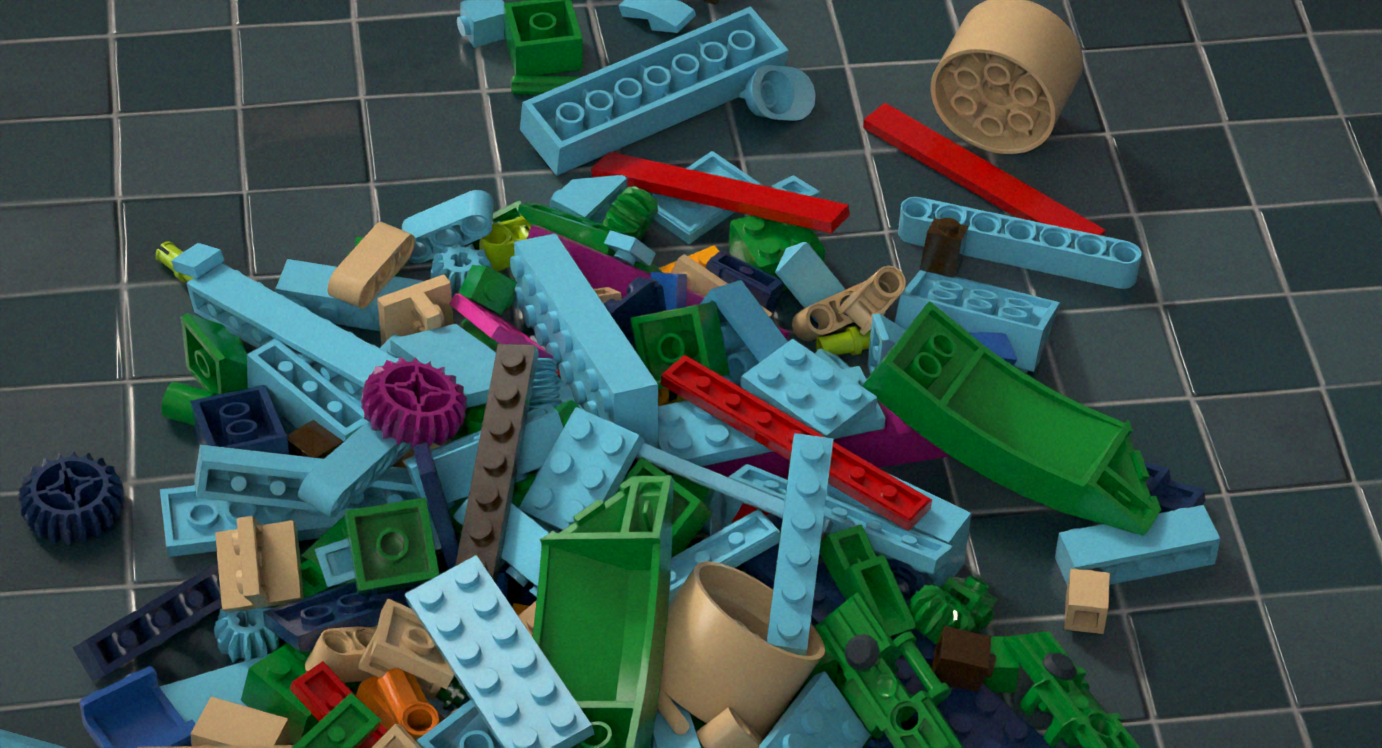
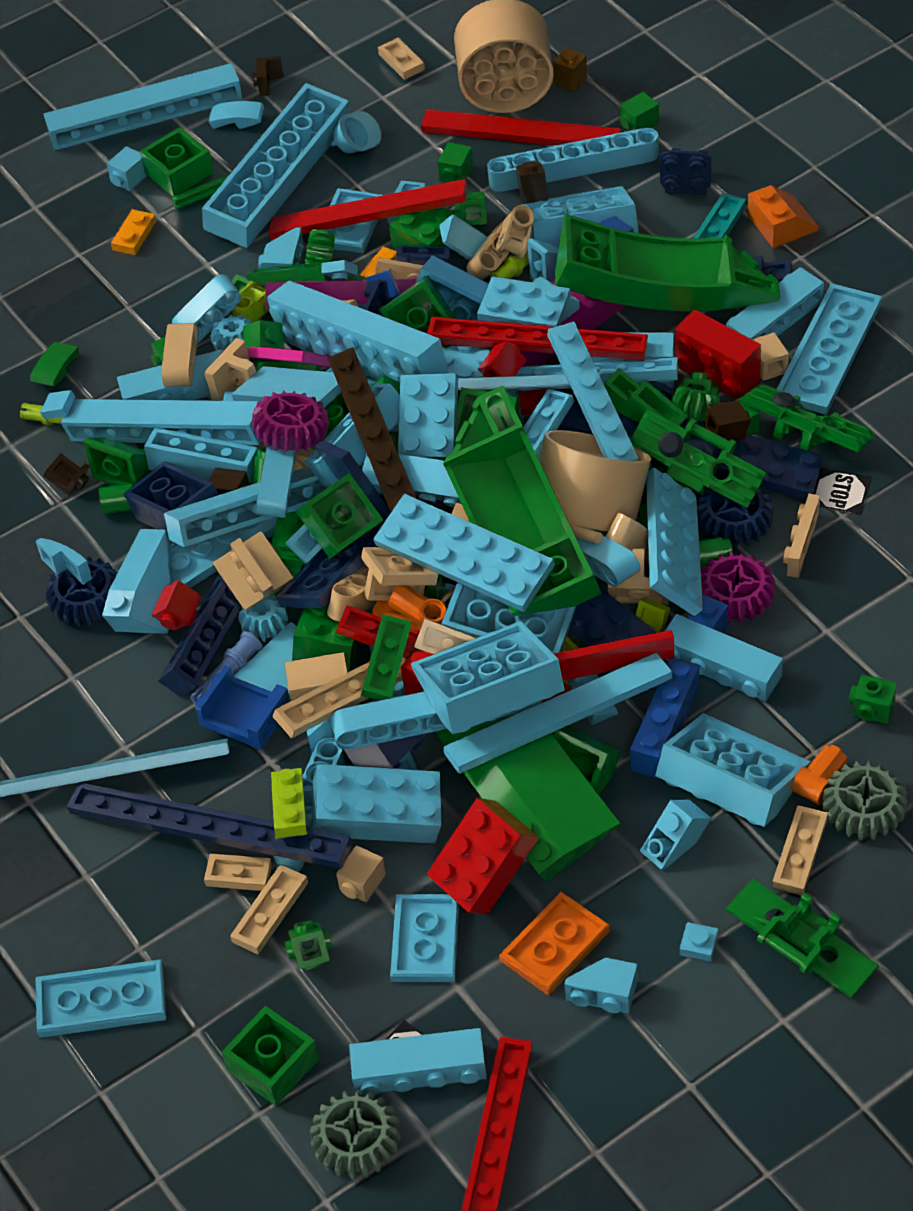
camera: 20 degrees left, 5 degrees up
(63, 447) = (61, 557): none -> medium azure slope
(127, 530) = (140, 584): none -> medium azure wedge
(152, 567) = (176, 606): none -> red brick
(154, 349) = (67, 474): none -> dark brown bracket
(181, 664) = (234, 658): none -> medium blue pin
(233, 212) = (53, 363): none -> green slope
(440, 97) = (133, 232): none -> light orange plate
(731, 451) = (502, 361): none -> red brick
(850, 247) = (474, 209): none -> green brick
(871, 183) = (455, 162): none -> green brick
(898, 28) = (401, 58): none -> tan plate
(1018, 567) = (719, 351): none -> red brick
(1092, 129) = (570, 69): none -> pearl gold brick
(1140, 221) = (639, 112): none -> green brick
(1143, 318) = (685, 171): none -> dark blue piece
(1152, 399) = (722, 217): none -> teal plate
(1176, 627) = (829, 347): none -> medium azure plate
(1231, 428) = (779, 216): none -> orange slope

